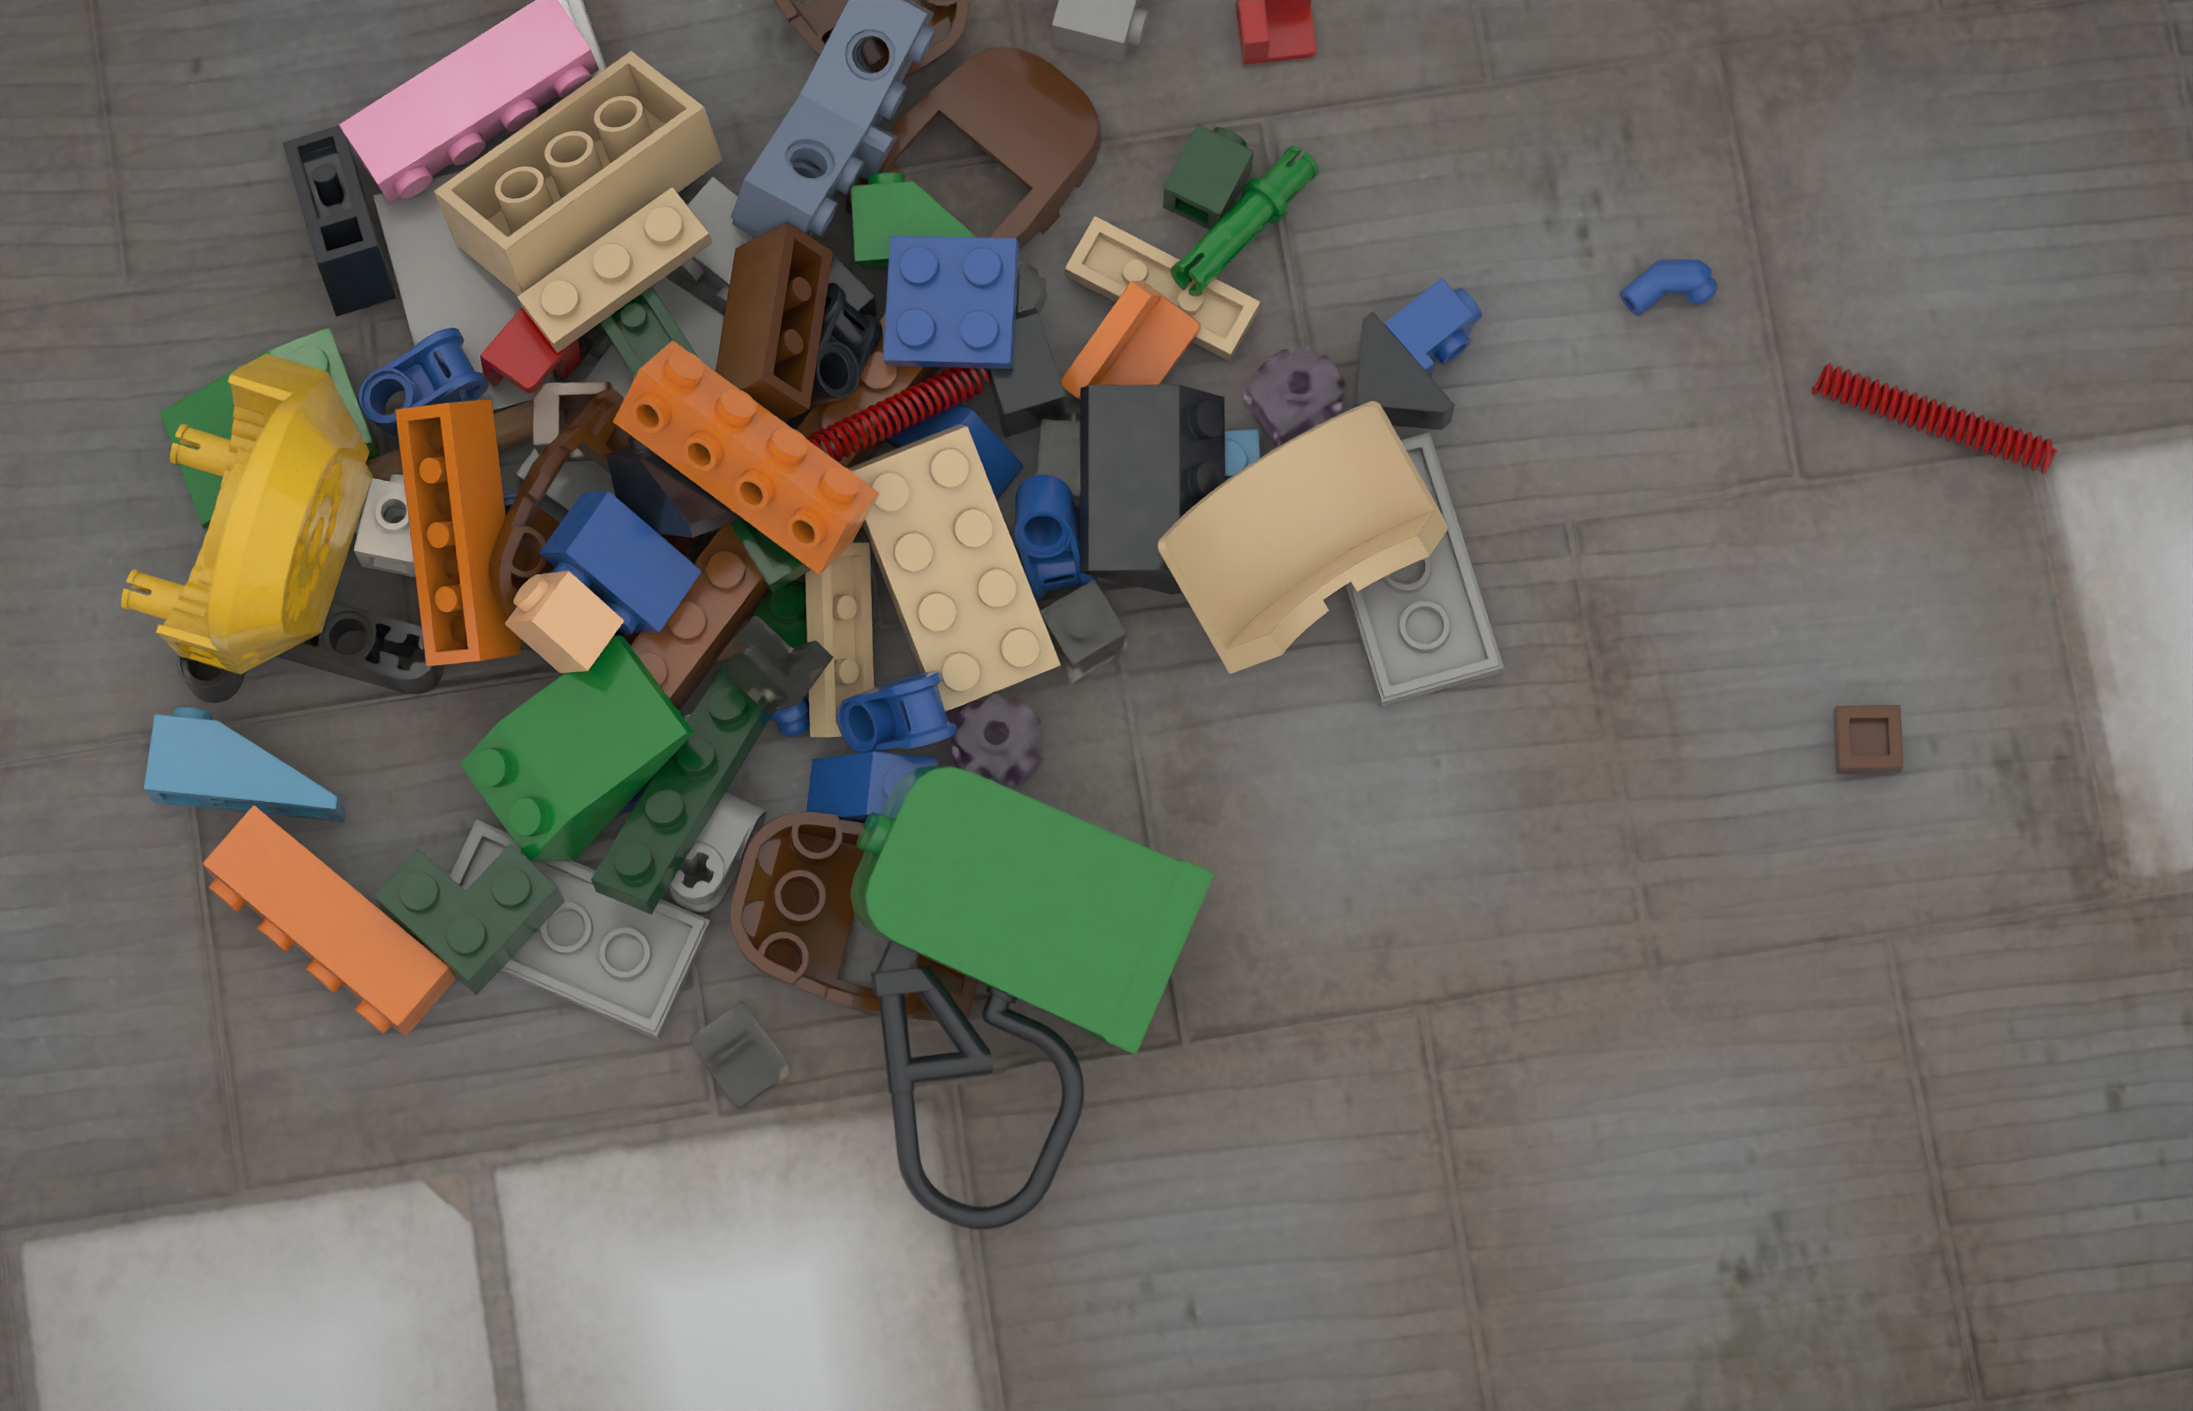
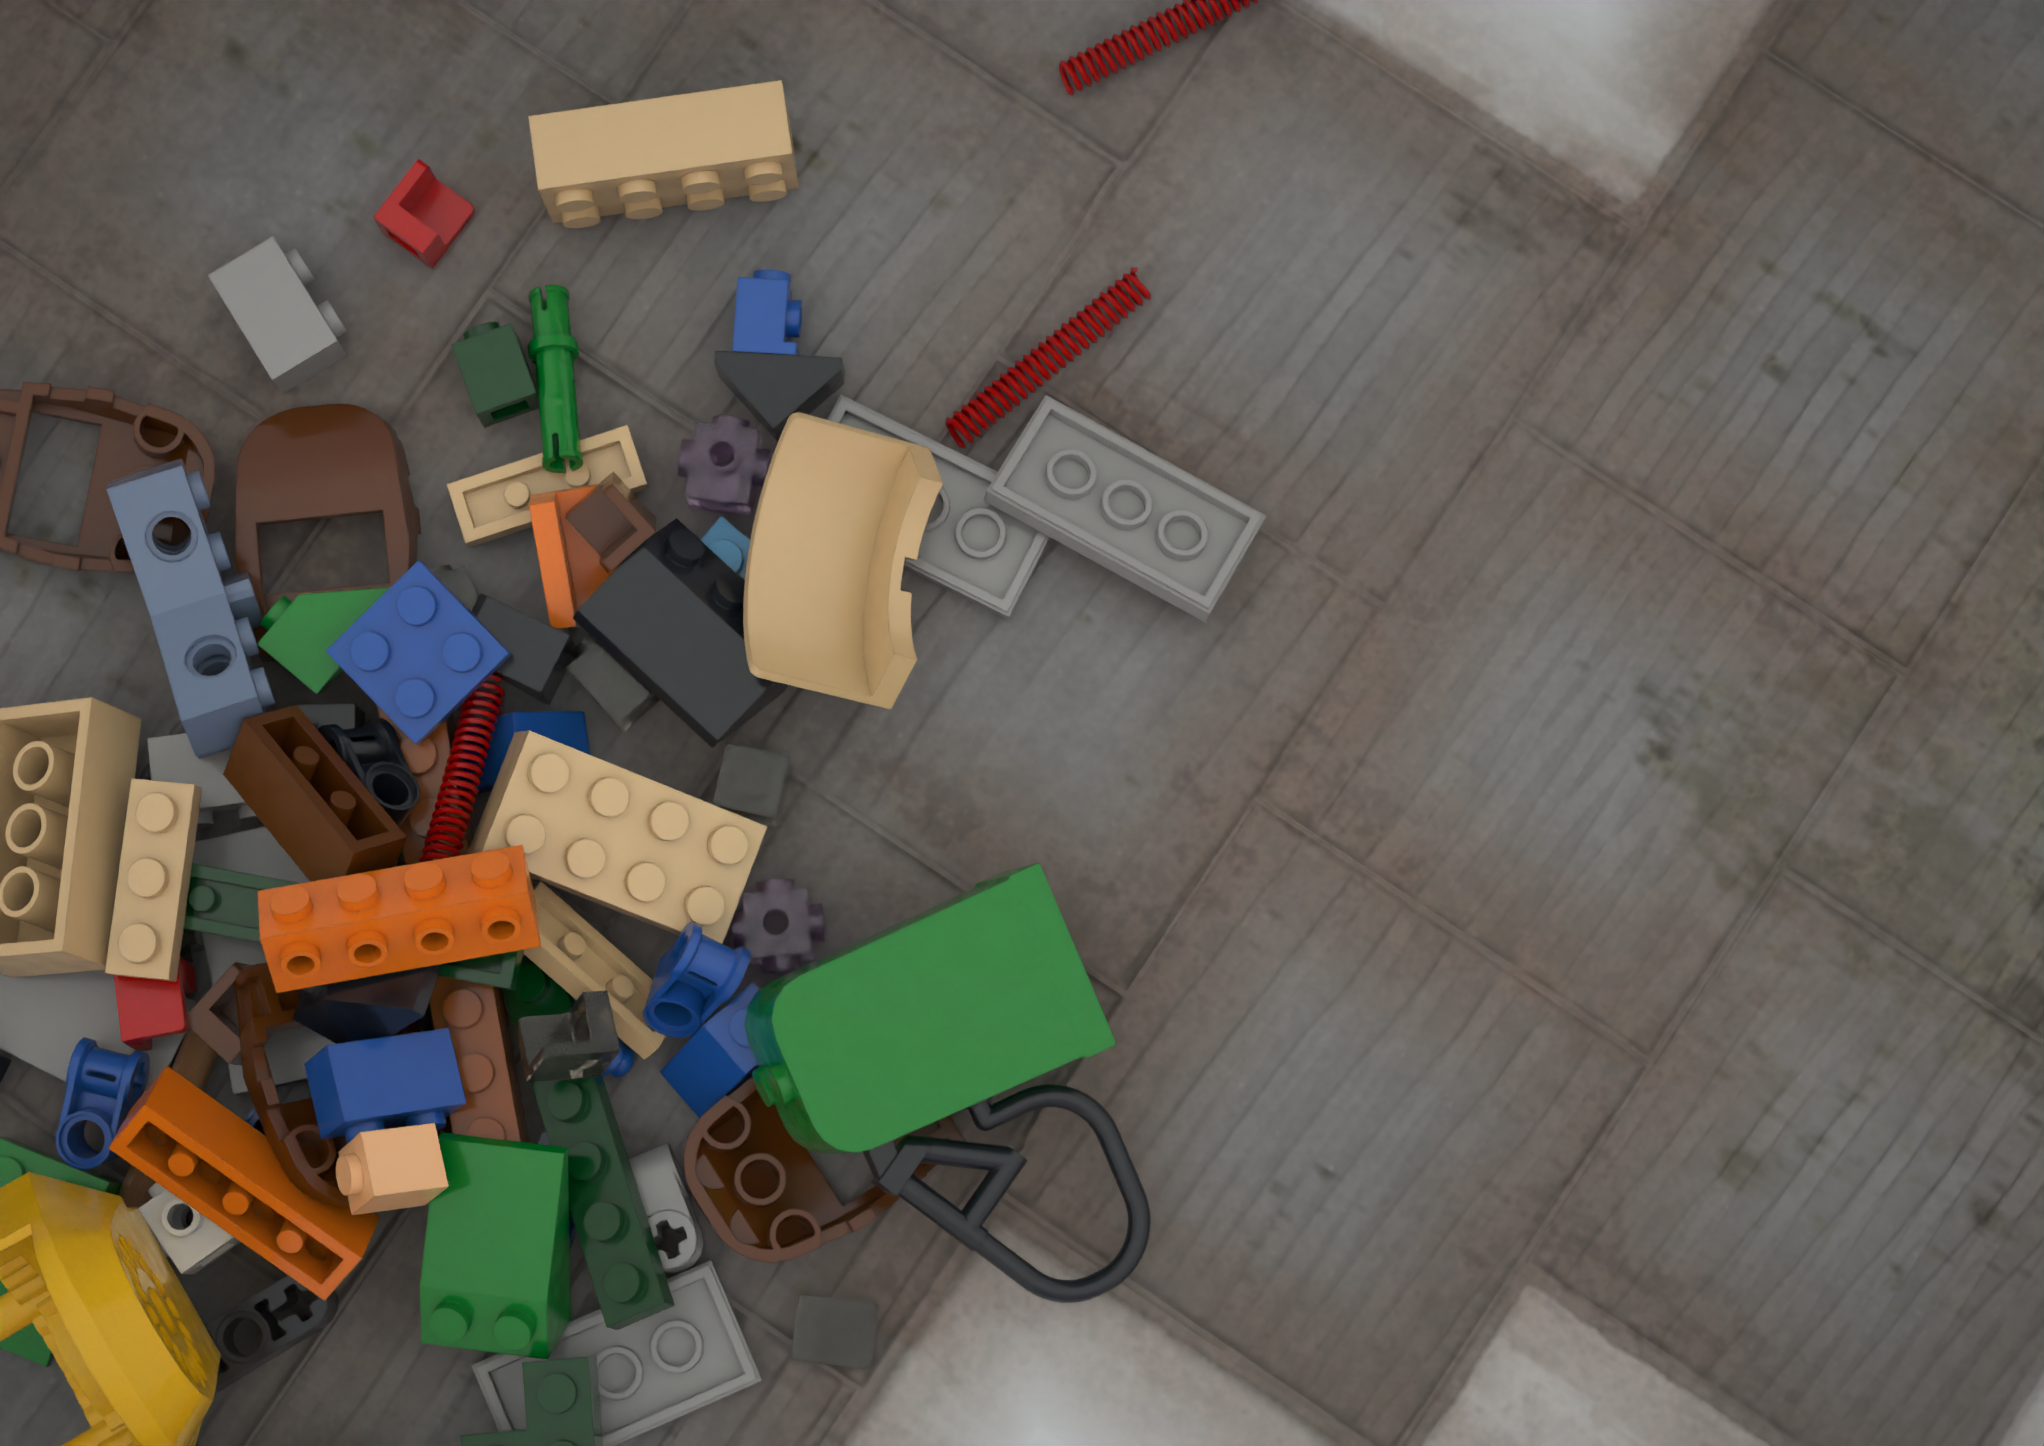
camera: 45 degrees left, 5 degrees up
(1049, 543) = (659, 743): blue piece -> none
(1179, 352) = (612, 521): none -> reddish brown panel
(1482, 144) = (664, 154): none -> tan brick
(1542, 712) = (1124, 508): none -> light grey tile
(1599, 551) = (1040, 352): none -> red piece
(1666, 277) = (888, 112): blue arm -> none
(1868, 739) = (1361, 296): reddish brown plate -> none

